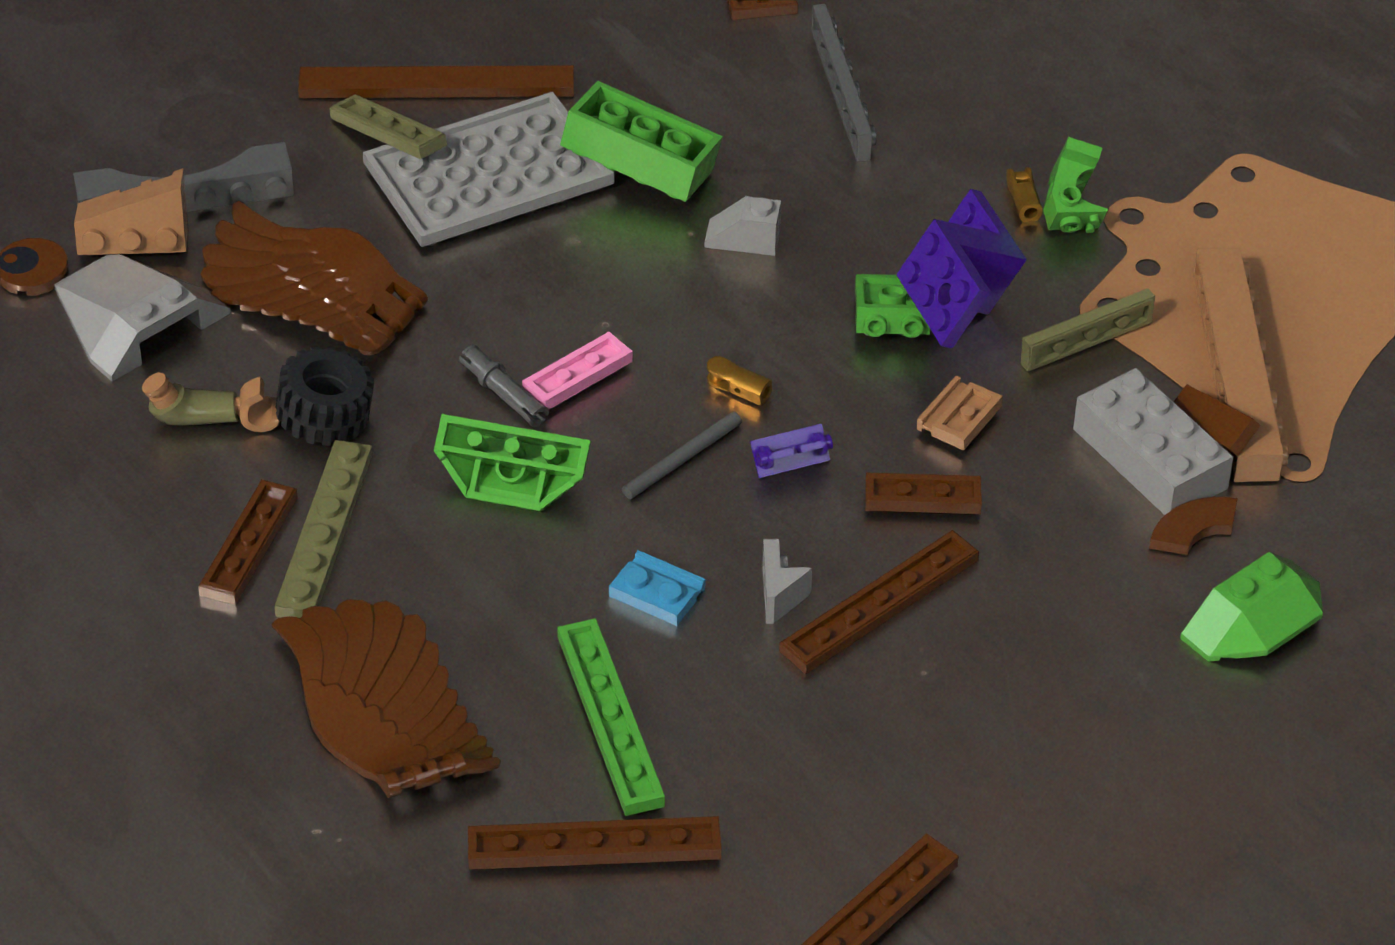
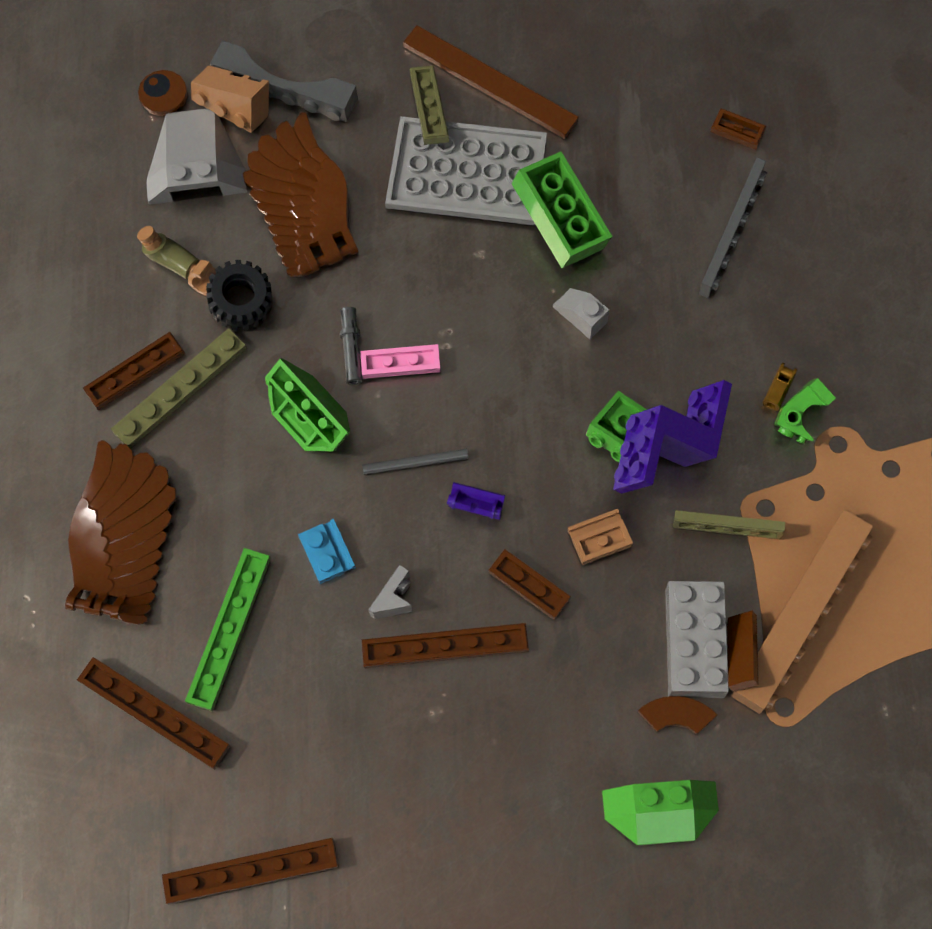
camera: 40 degrees right, 25 degrees up
(738, 380) = (488, 427): pearl gold bar -> none

